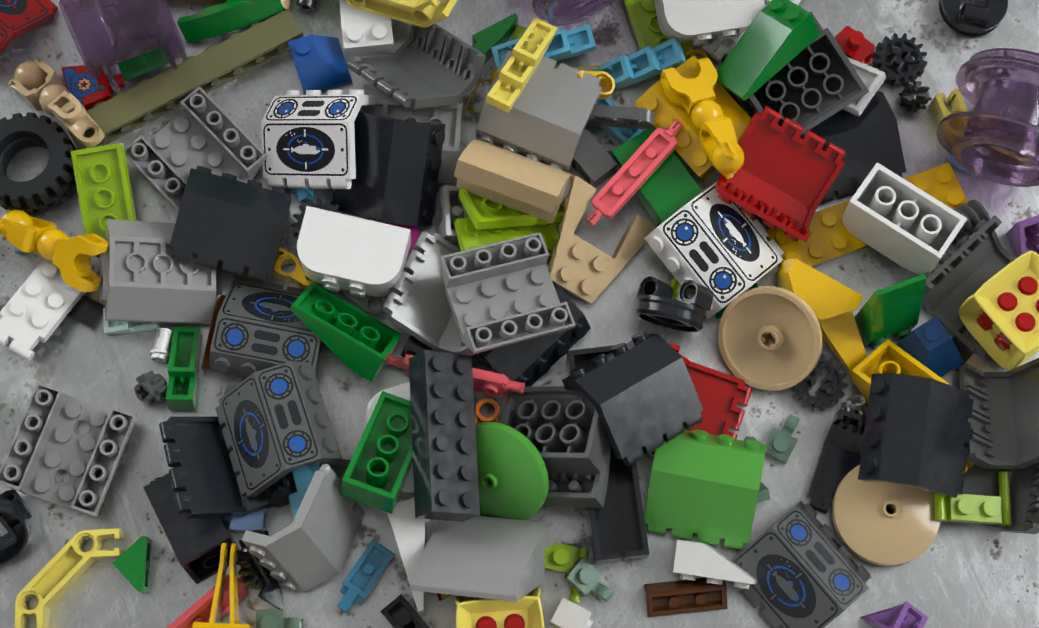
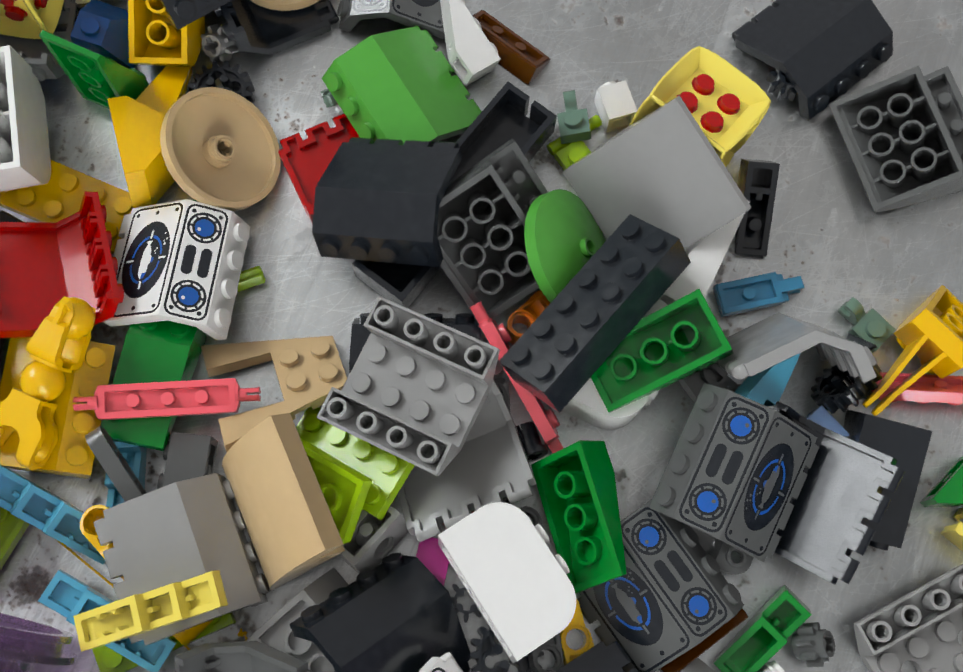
camera: 135 degrees left, 0 degrees up
(682, 314) = (285, 260): black piece -> none
(781, 443) = (304, 81): sand green plate -> none

